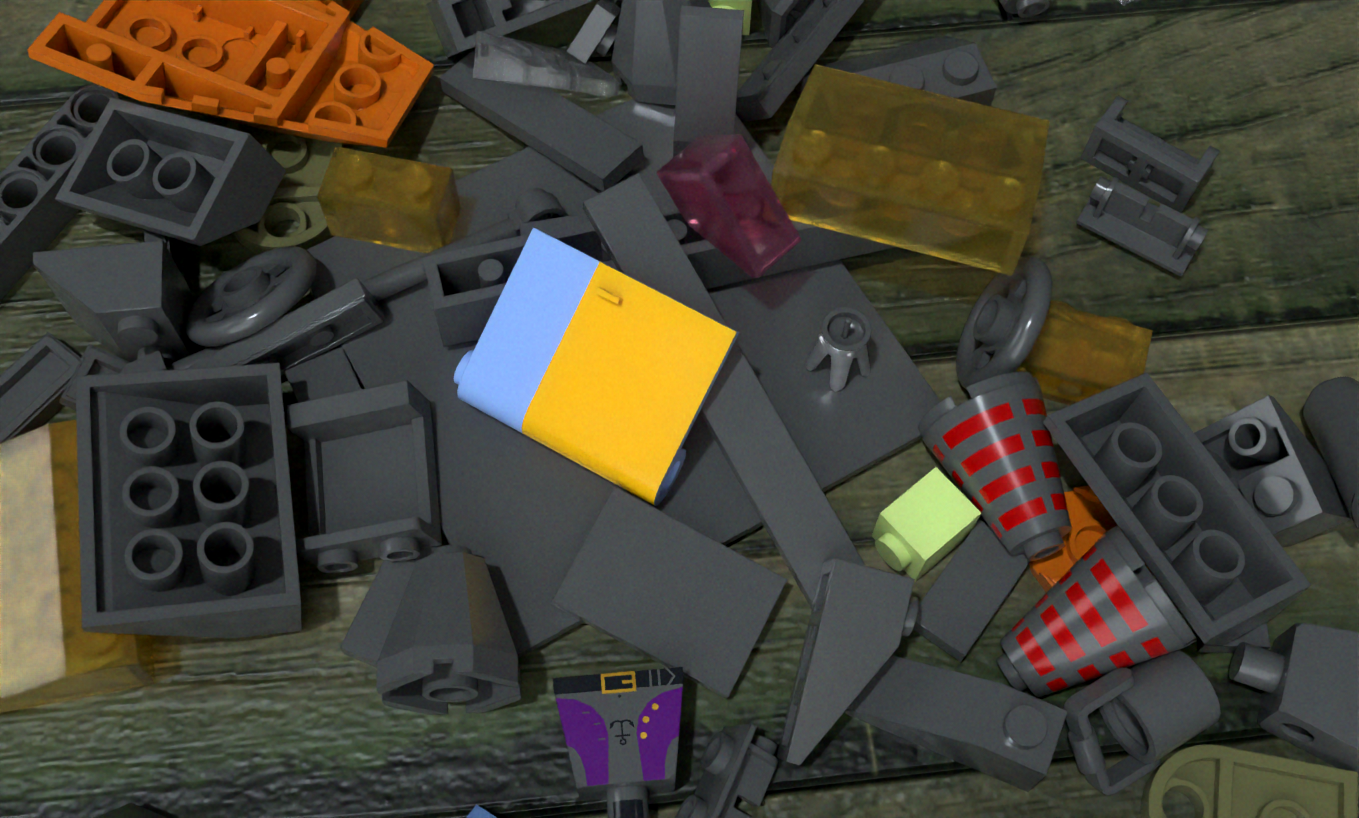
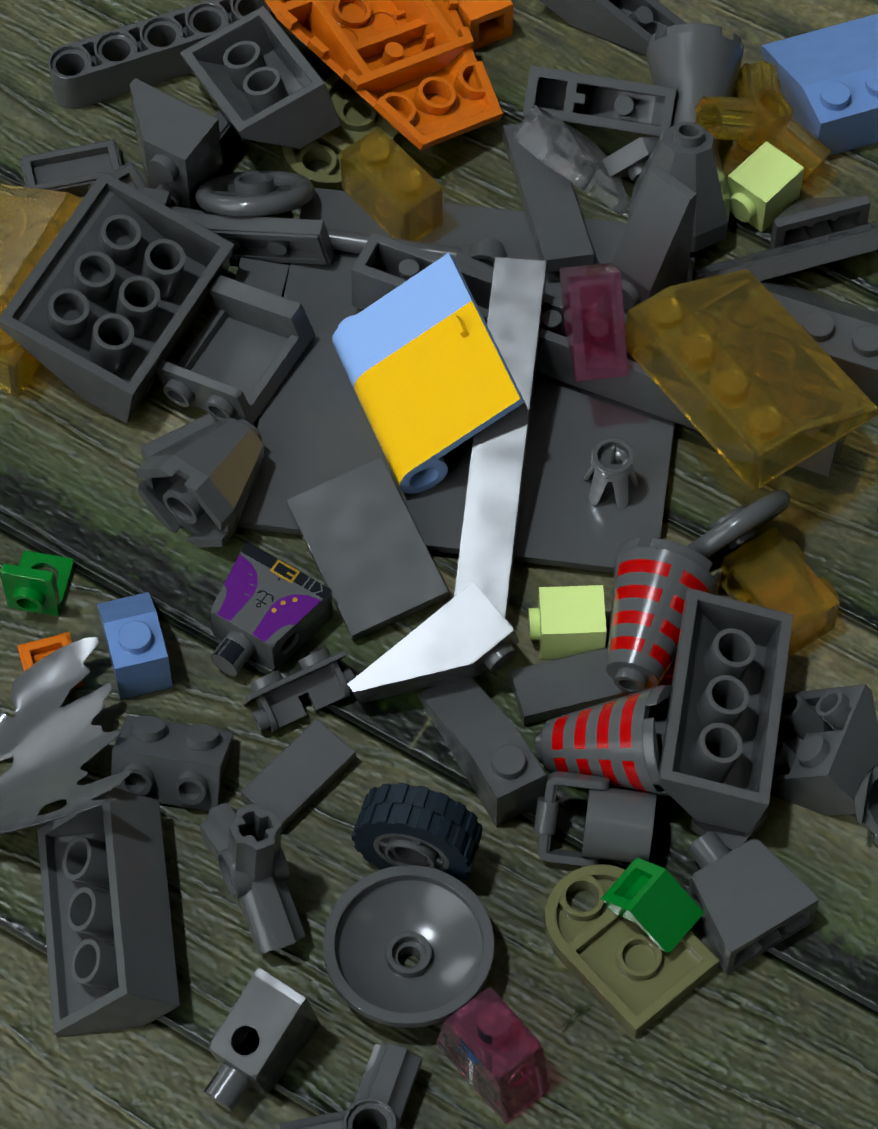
camera: 40 degrees right, 5 degrees down
(1263, 765) = (654, 902): none -> green panel

